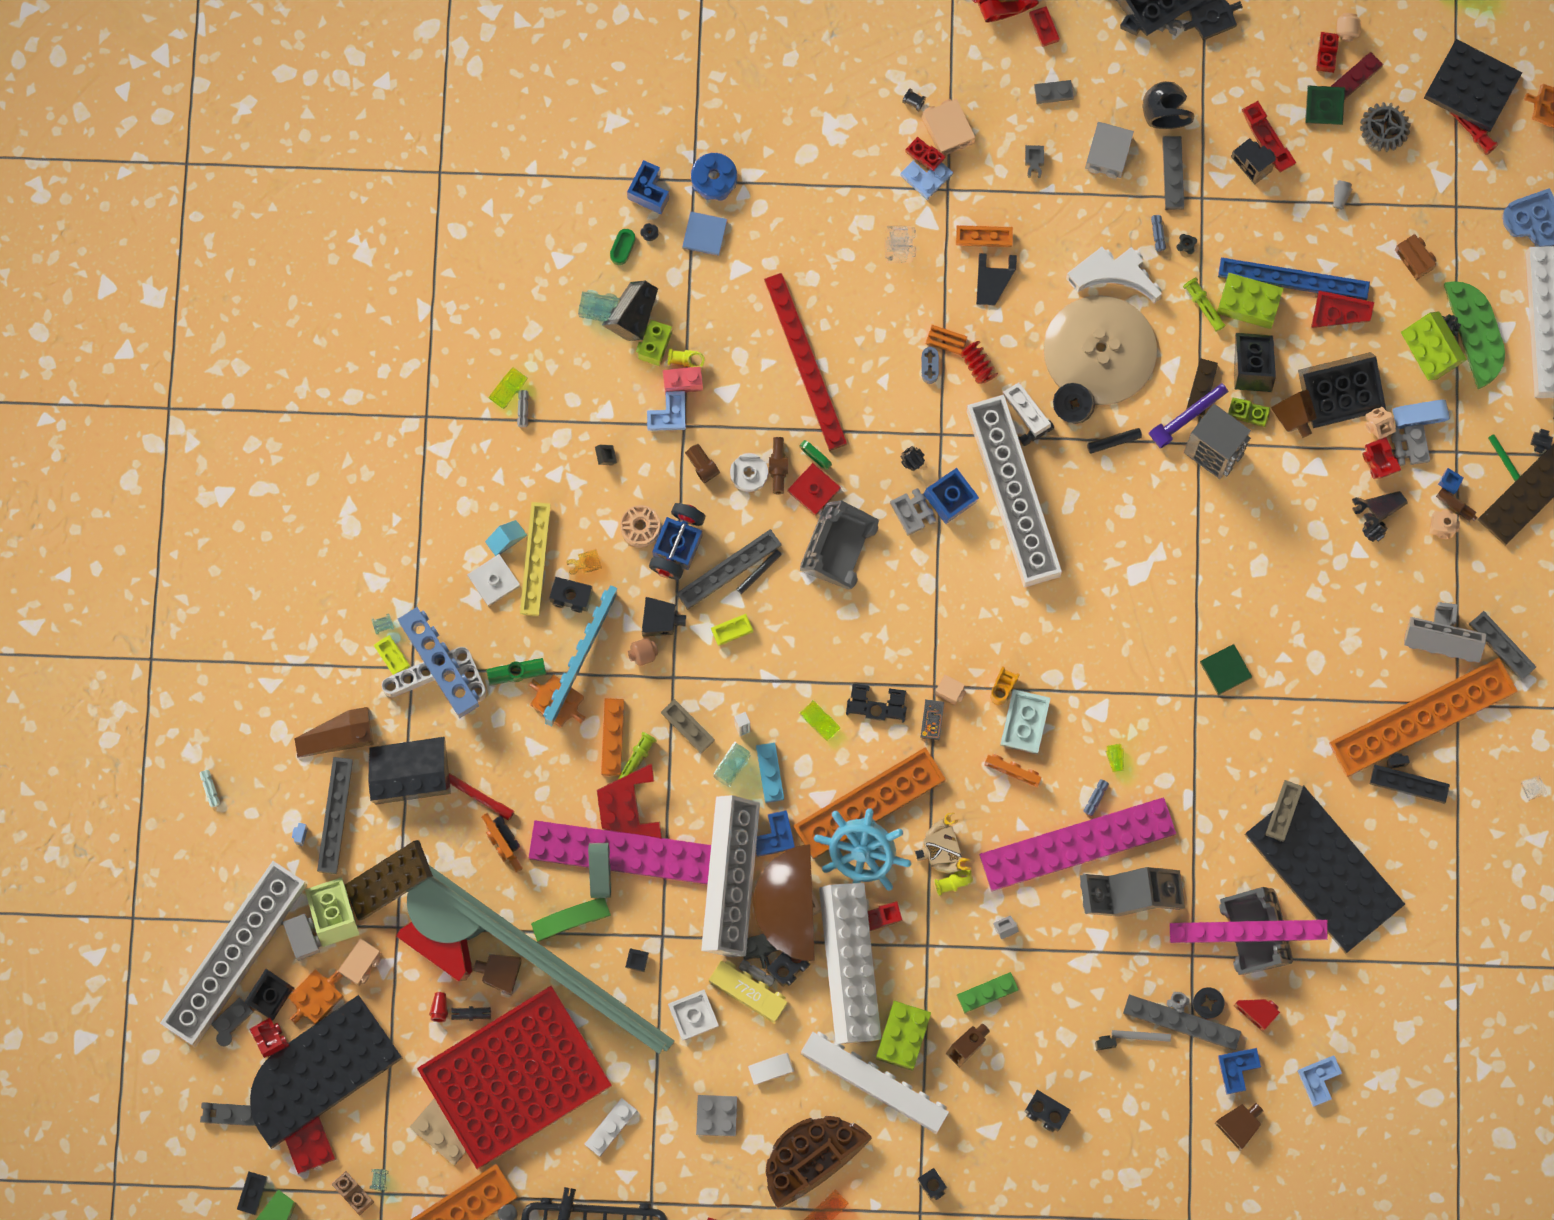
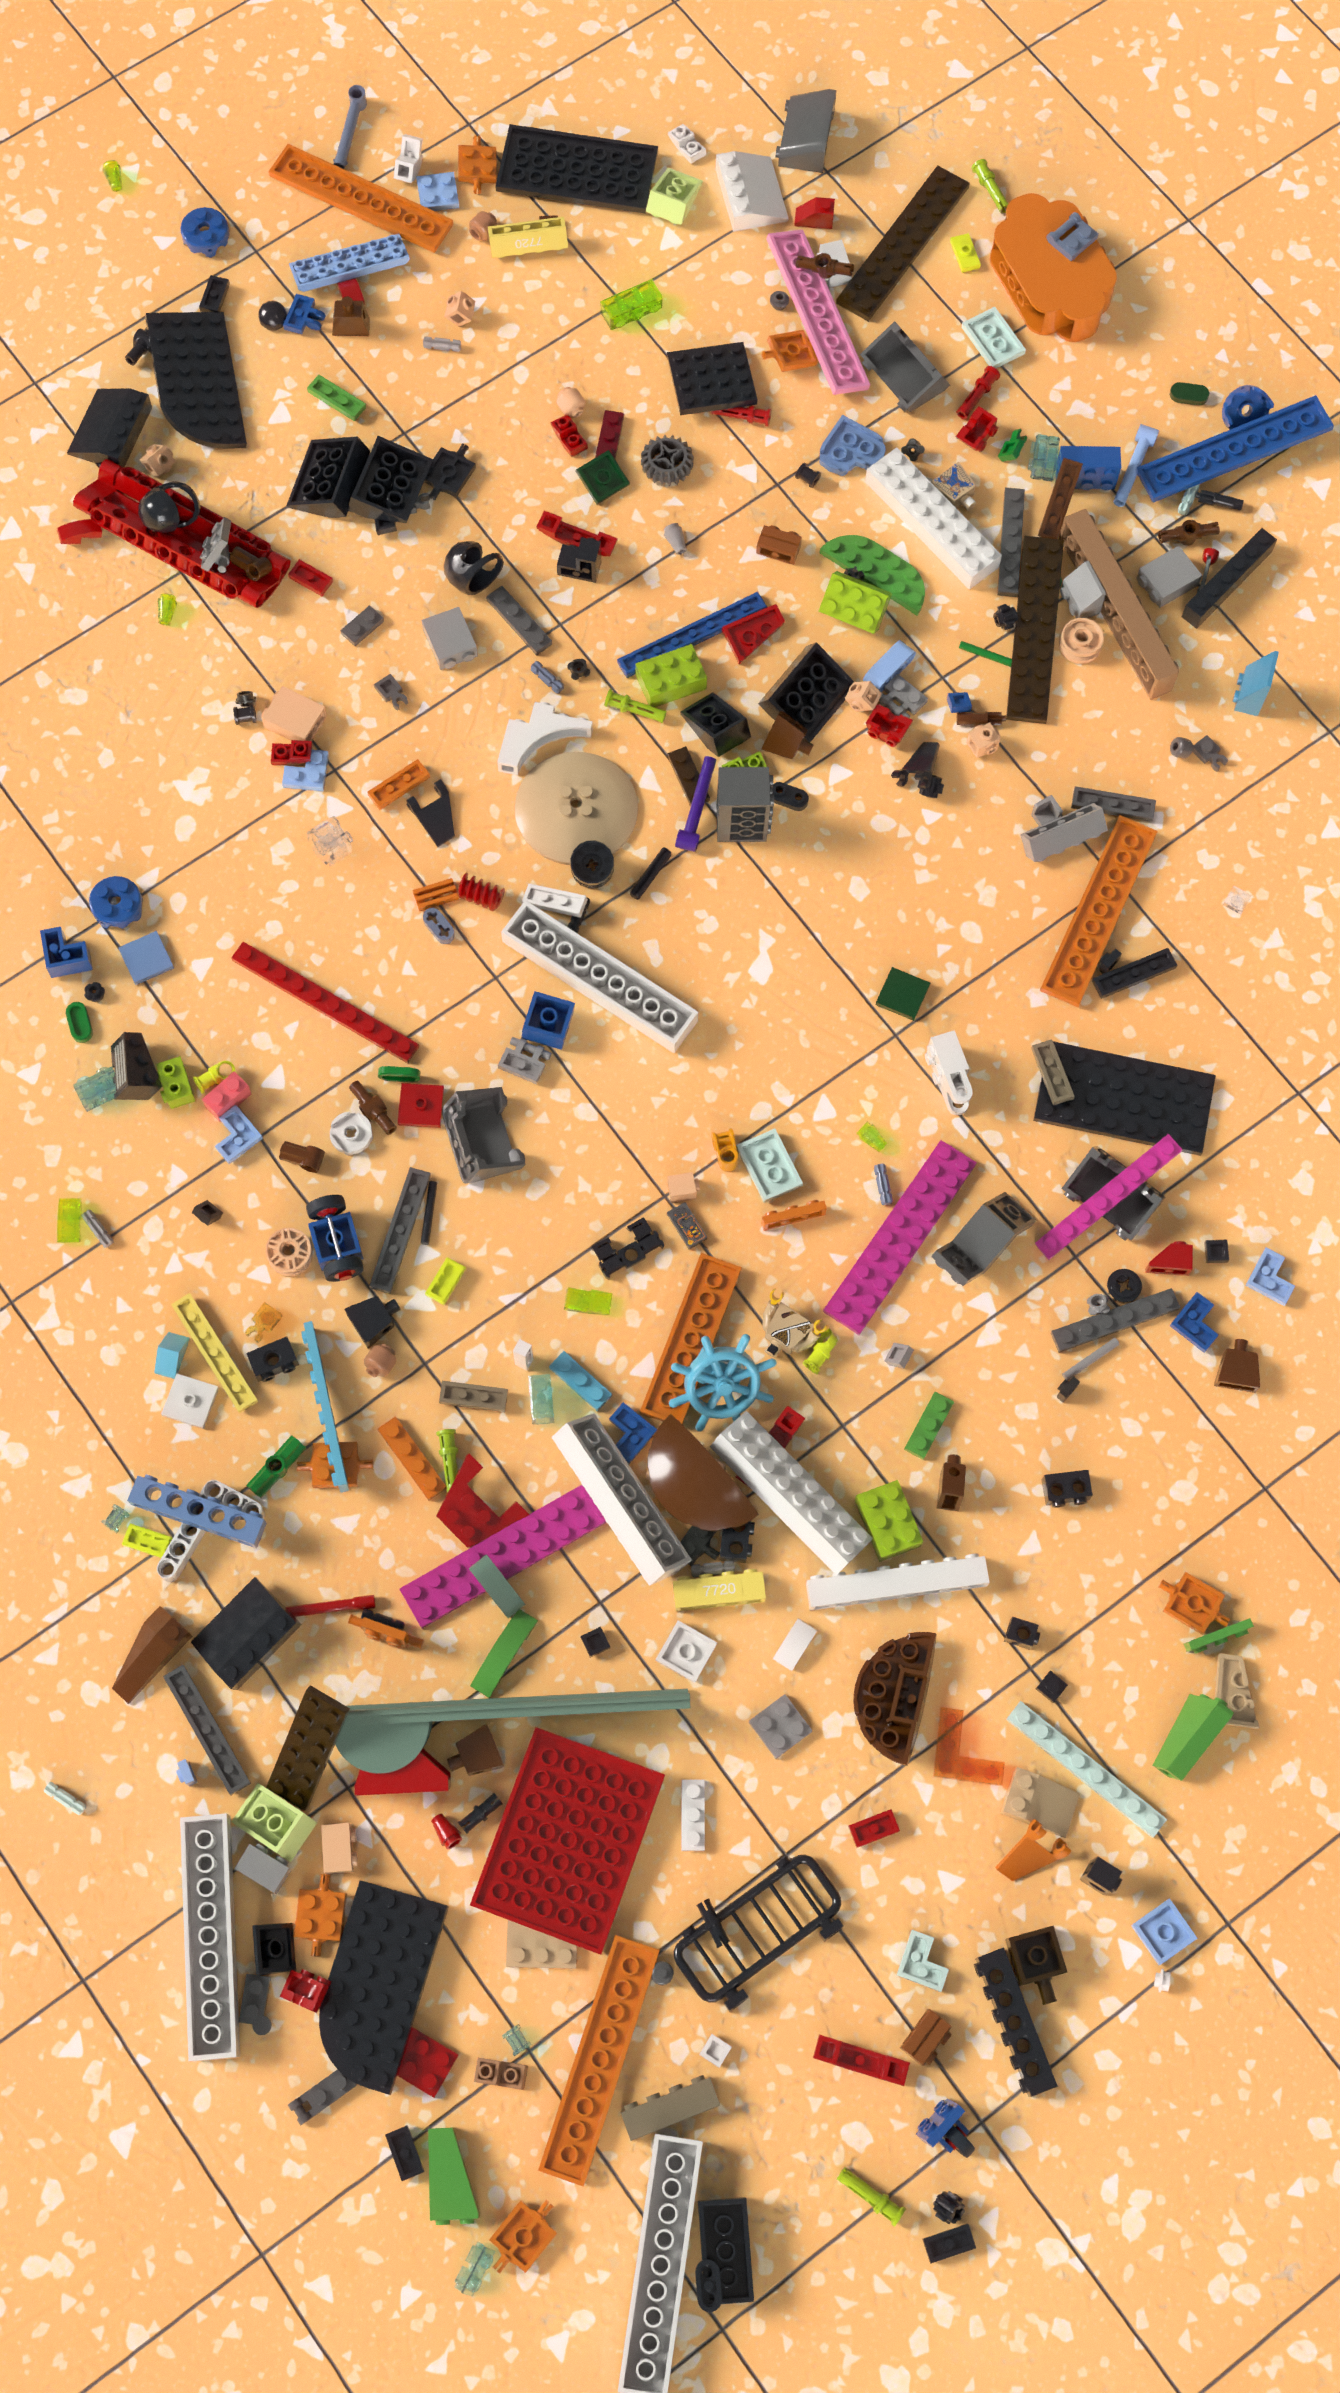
camera: 40 degrees left, 5 degrees down
(912, 458) = (488, 1014): black gear -> none
(924, 87) = (245, 698): none -> pearl dark grey plate
(1209, 752) = (950, 1070): none -> white brick
(1263, 457) = (787, 797): none -> black plate
(1296, 1030) = (1216, 1251): none -> black plate
(1483, 217) = (808, 475): none -> black bush

